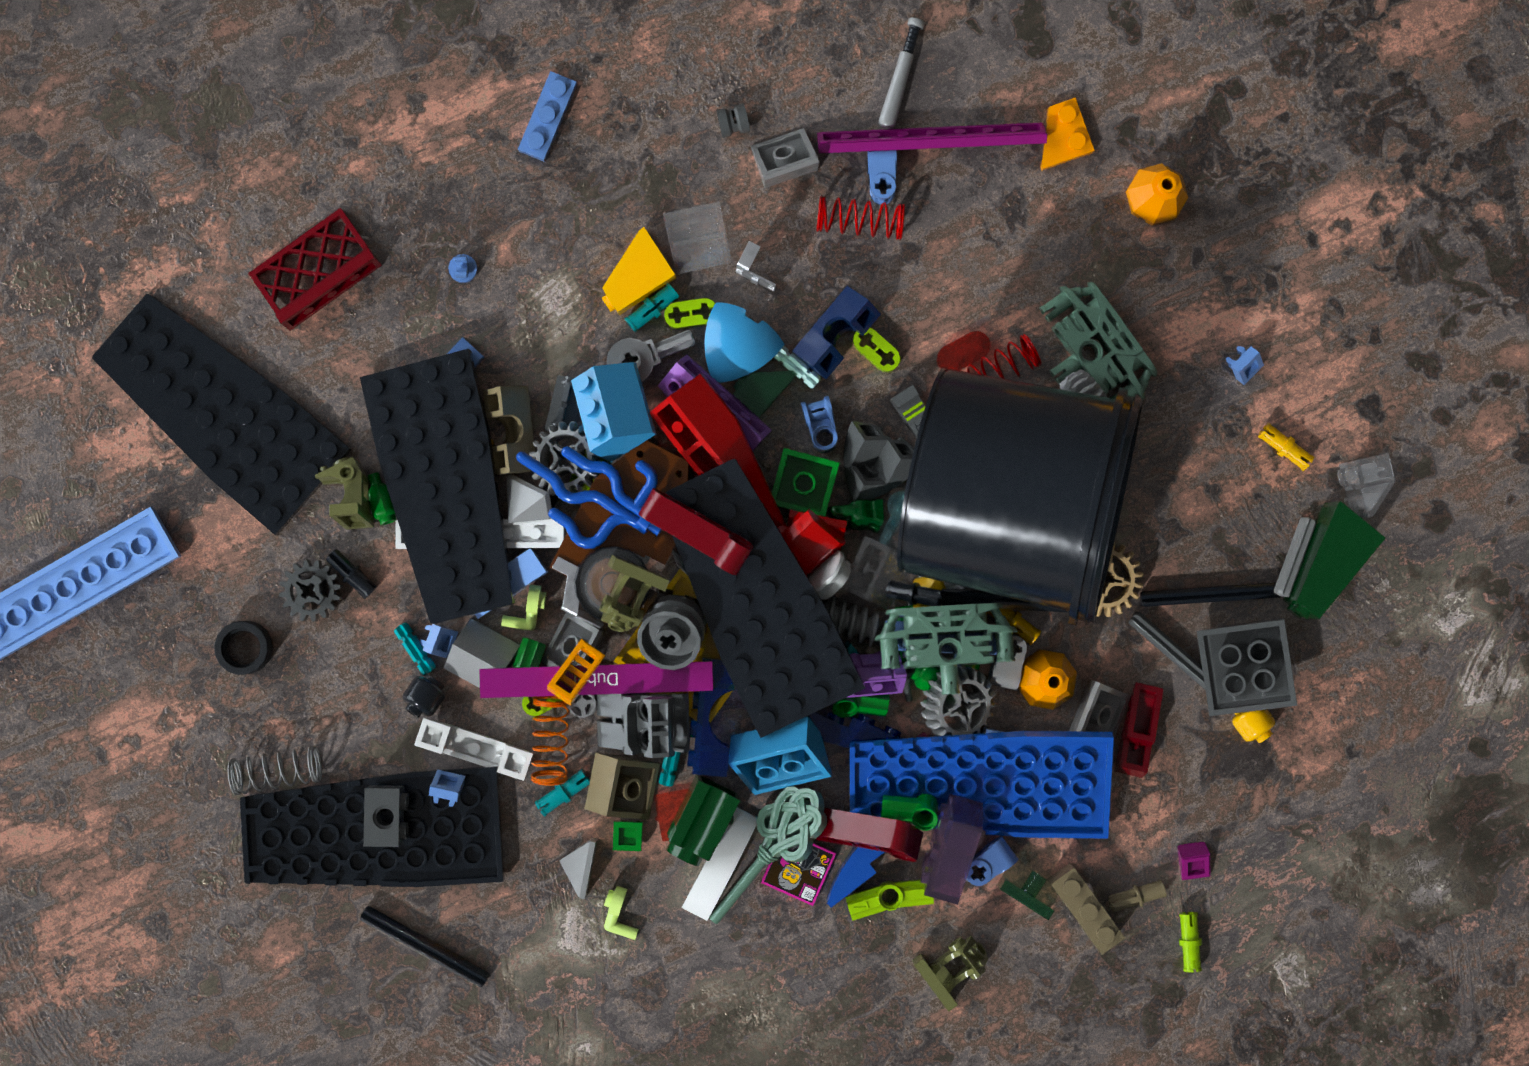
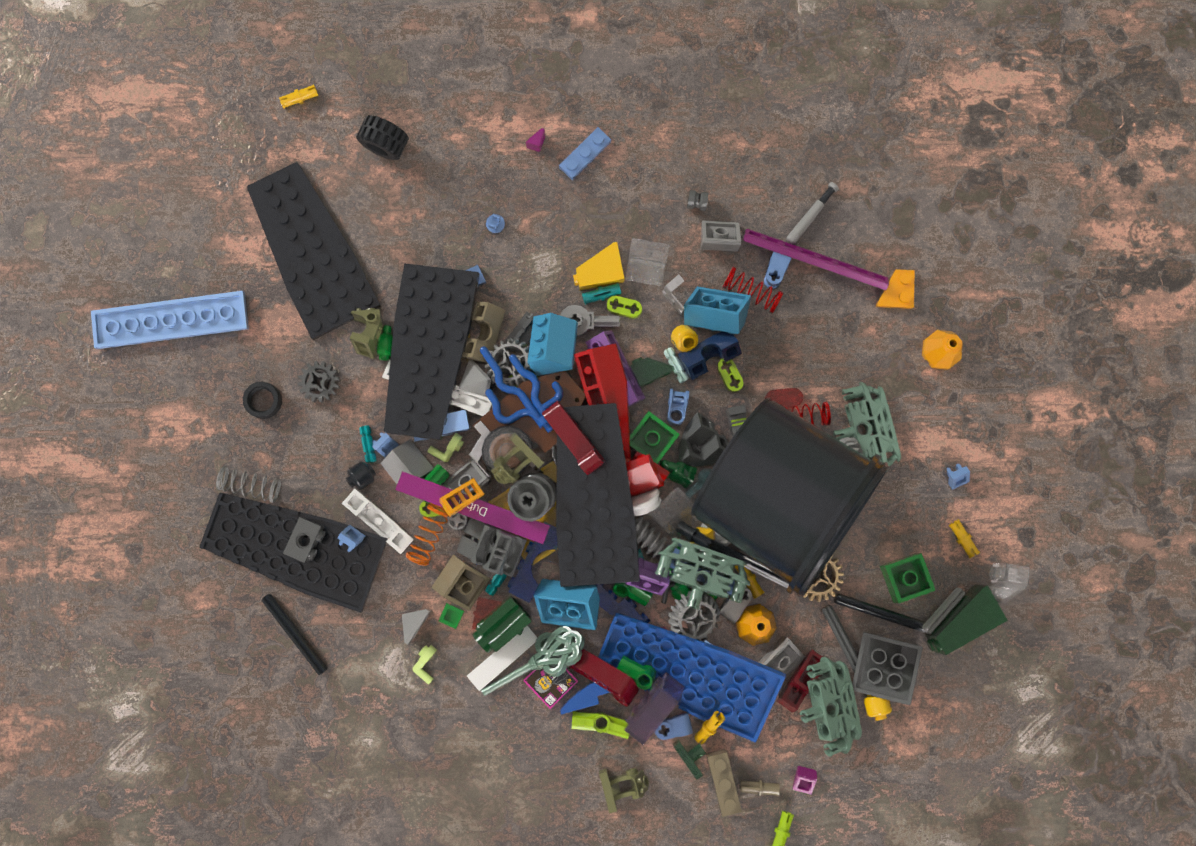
camera: 15 degrees right, 5 degrees down
(109, 198) = (298, 96): none -> yellow pin
(253, 211) = (382, 137): none -> black tyre
(330, 286) = (422, 199): dark red fence -> none
(351, 574) = (348, 382): black axle -> none
(472, 127) = (536, 141): none -> magenta slope
(562, 793) = (422, 572): teal pin -> none
(737, 343) = (645, 335): dark azure brick -> none
(792, 324) = (684, 338): none -> yellow head
(821, 267) = (716, 310): none -> dark azure slope
(1038, 843) = (709, 727): none -> yellow pin
(1193, 747) = (833, 706): none -> sand green piece
(1228, 533) = (907, 578): none -> green brick

